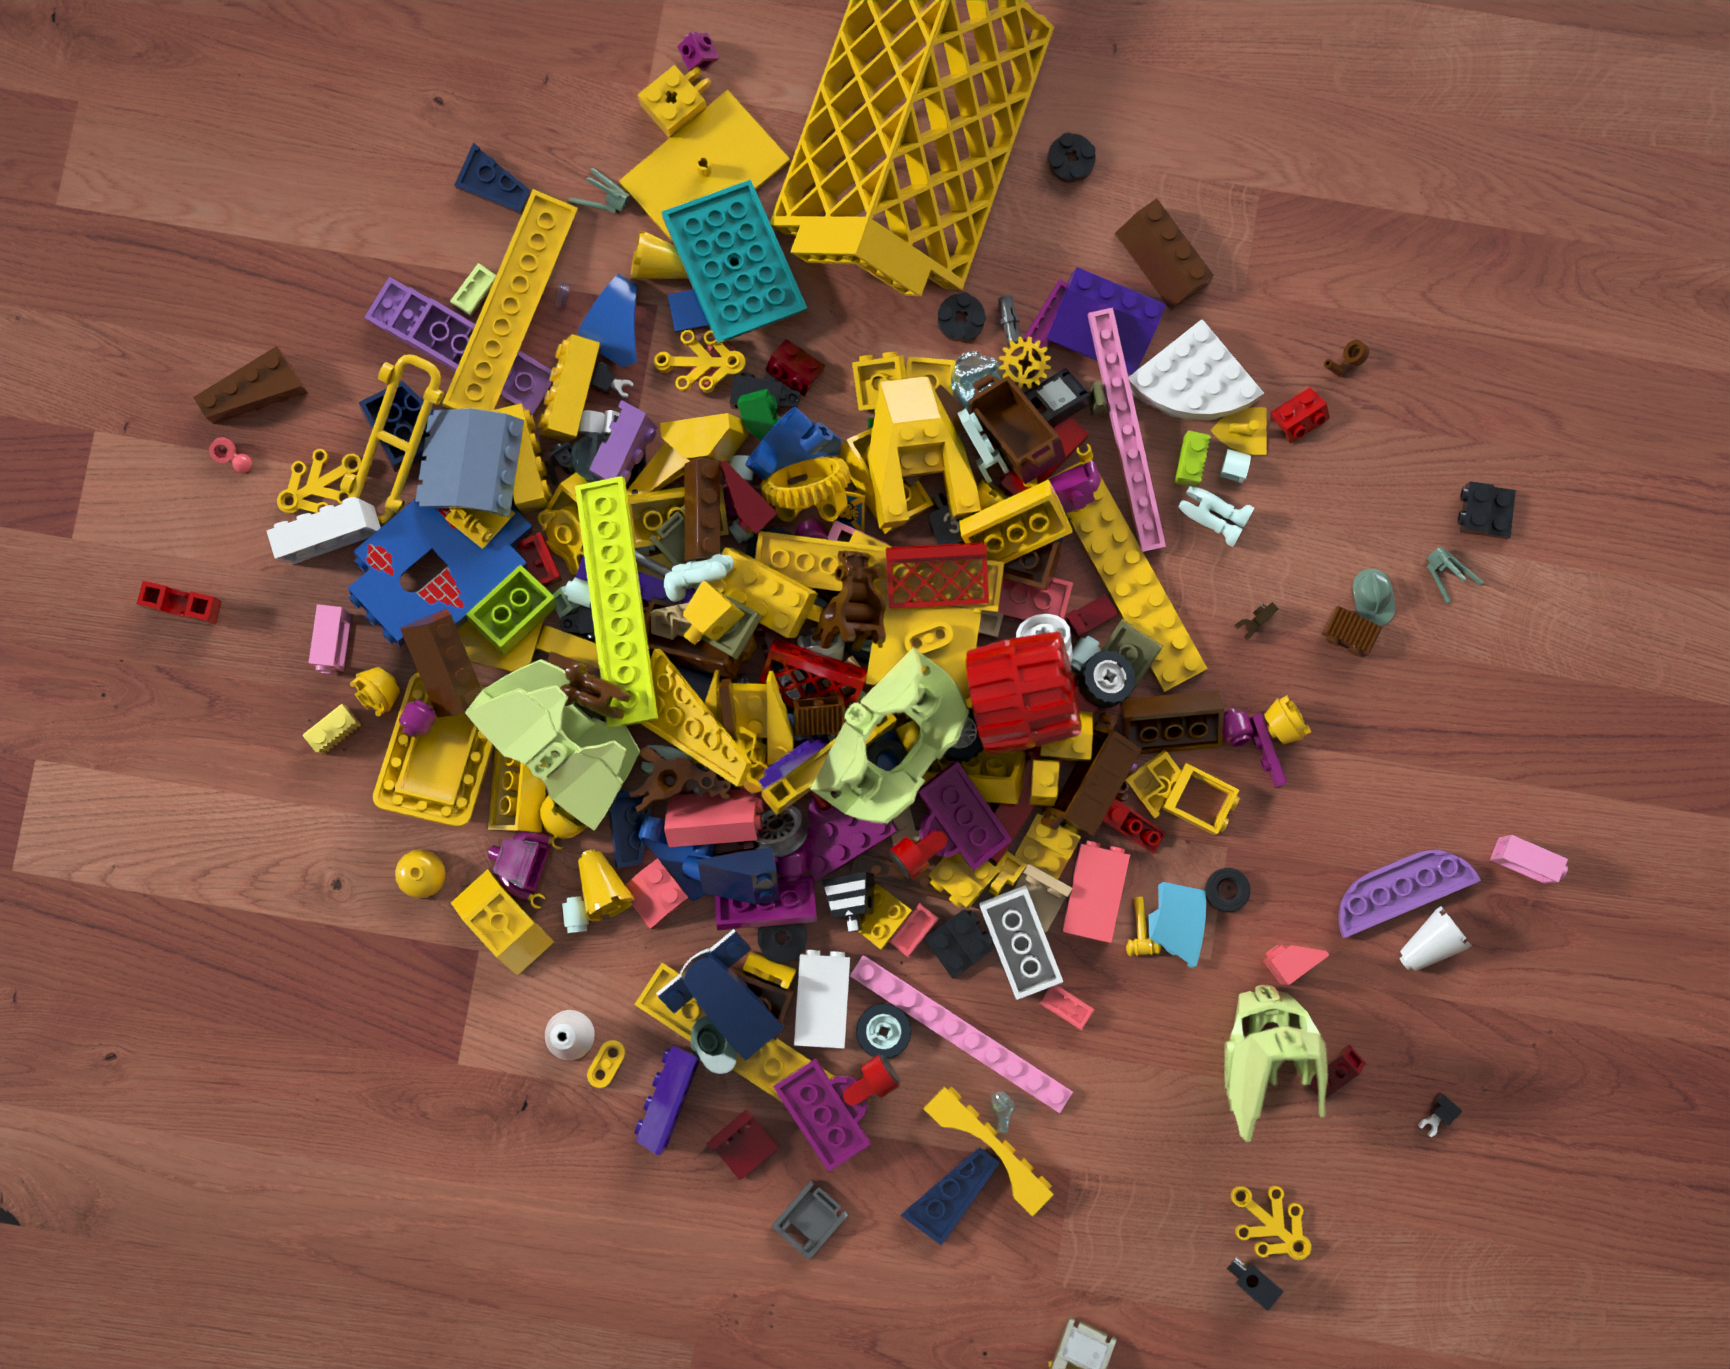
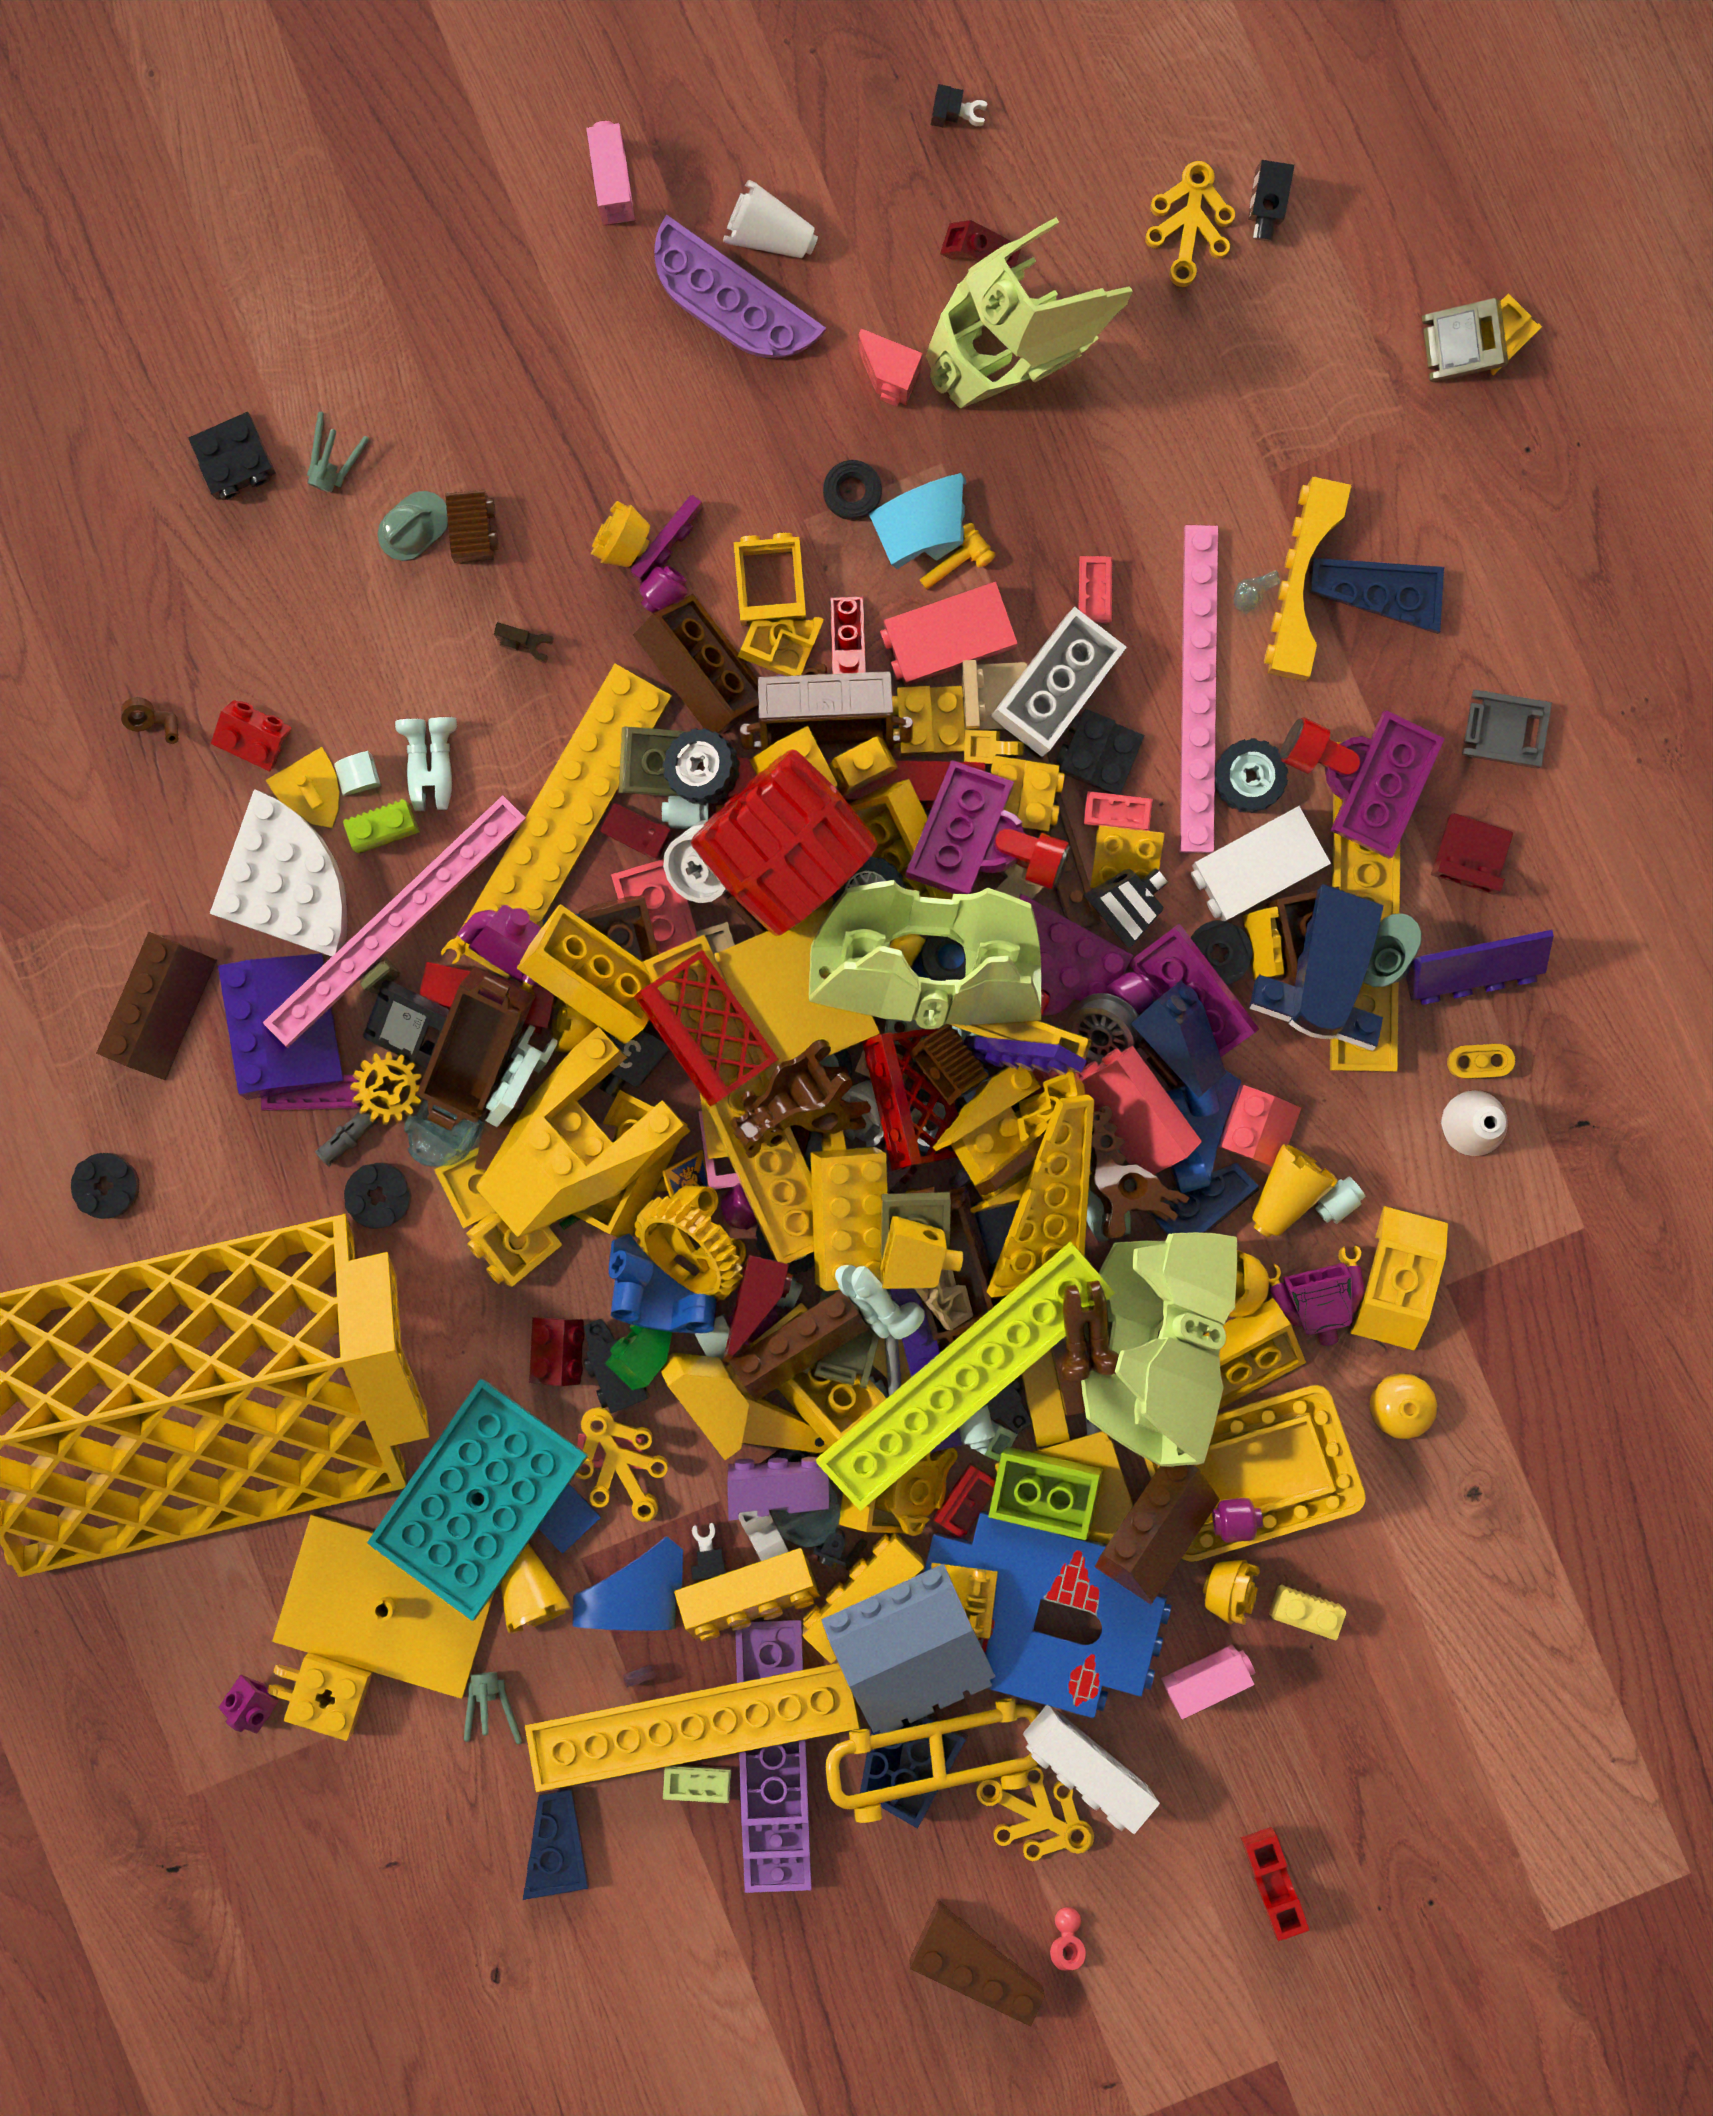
camera: 125 degrees left, 5 degrees up
(928, 638) = (785, 992): yellow plate -> none

